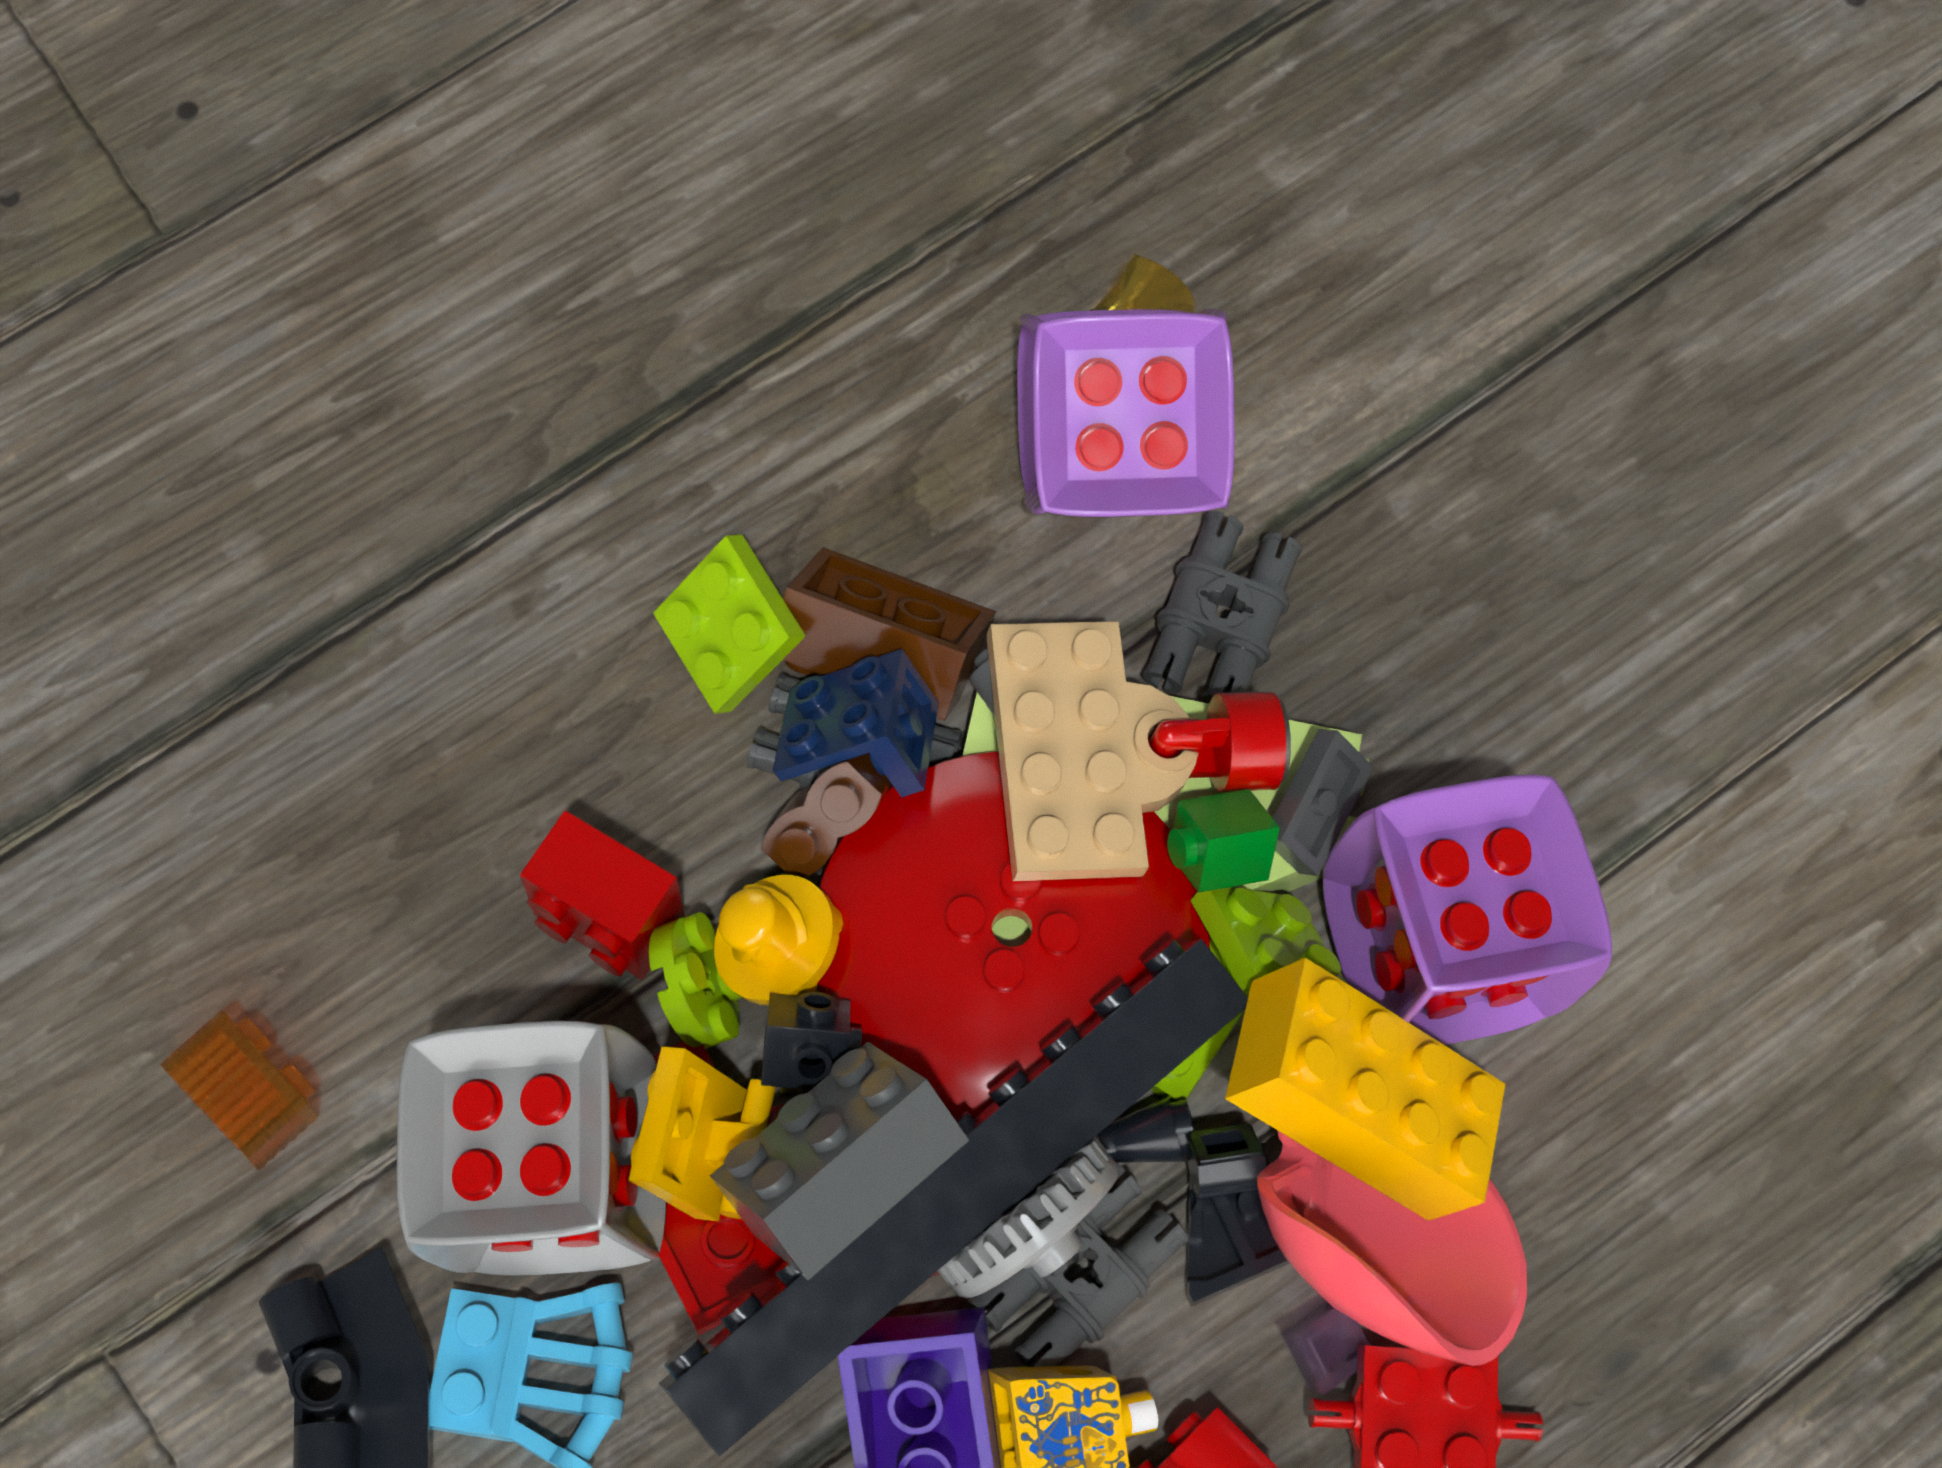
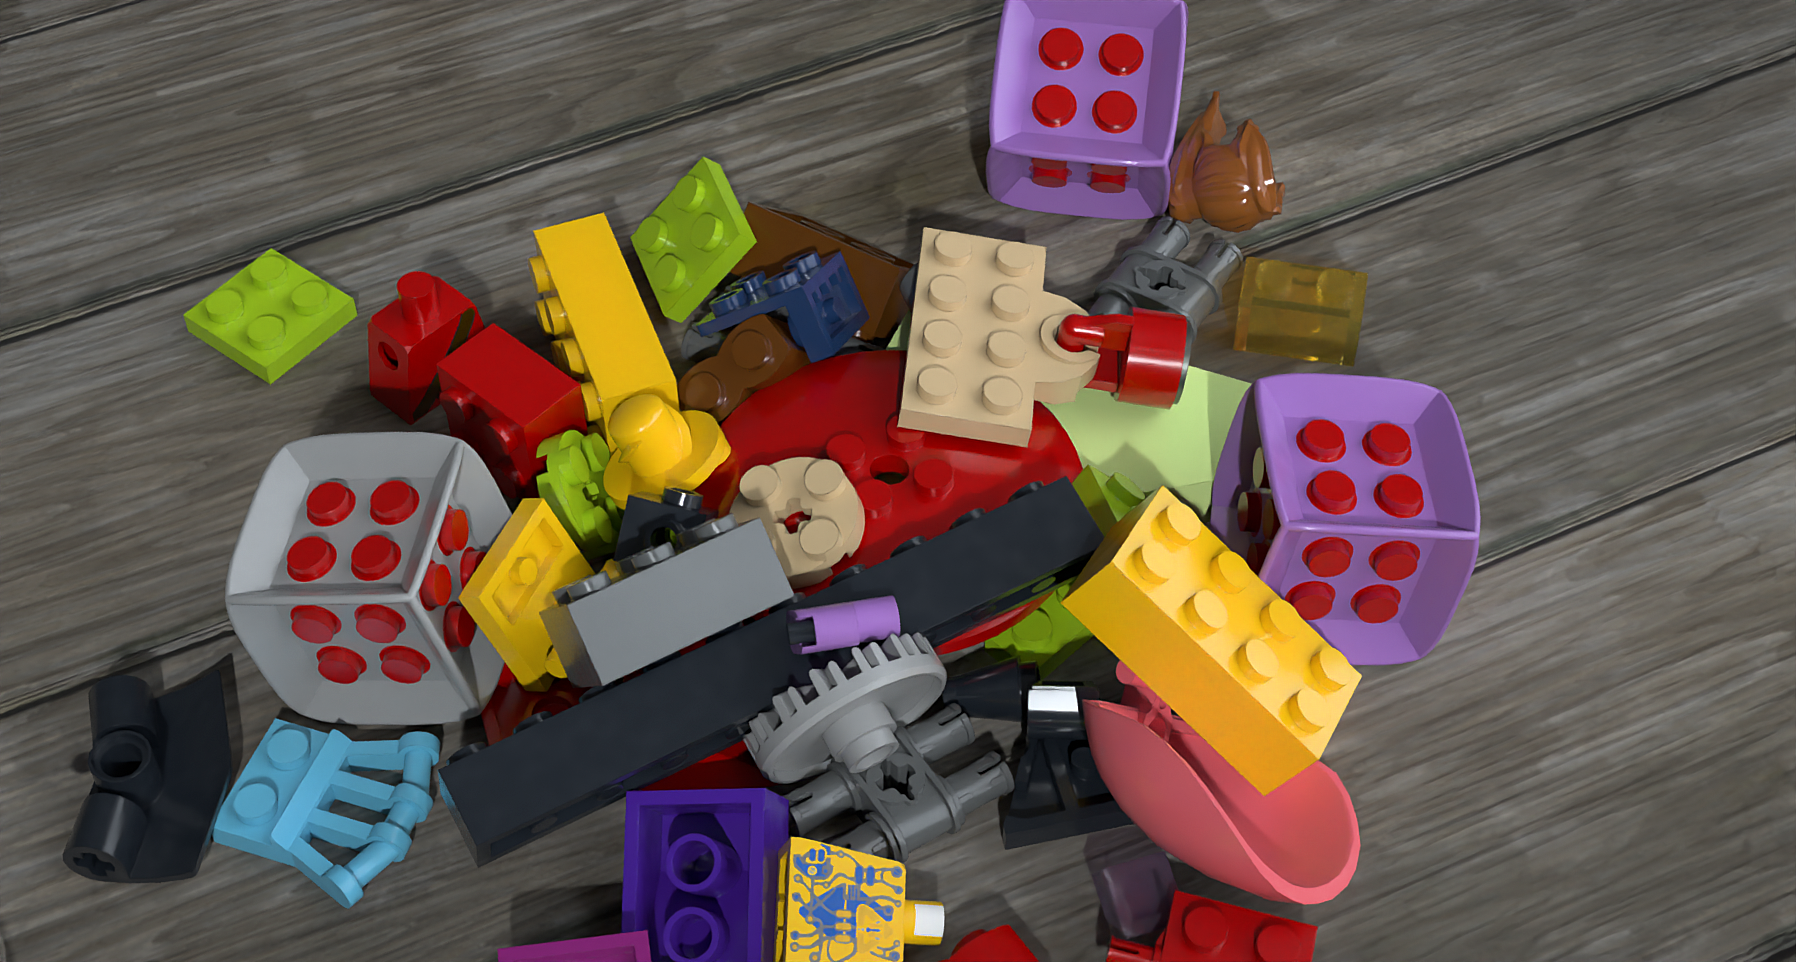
camera: 15 degrees right, 20 degrees down
(241, 1088) = (137, 531): clear orange brick -> none
(293, 776) = (270, 315): none -> lime plate
(485, 809) = (414, 336): none -> red torso
(671, 781) = (597, 320): none -> yellow brick
(958, 981) = (817, 490): none -> tan plate
(1013, 1169) = (842, 624): none -> medium lavender piece
(1223, 840) = (1110, 428): green brick -> none
(1279, 462) = (1227, 182): none -> dark orange hair
(1319, 801) = (1199, 426): dark grey plate -> none
(1371, 598) = (1300, 311): none -> clear yellow slope

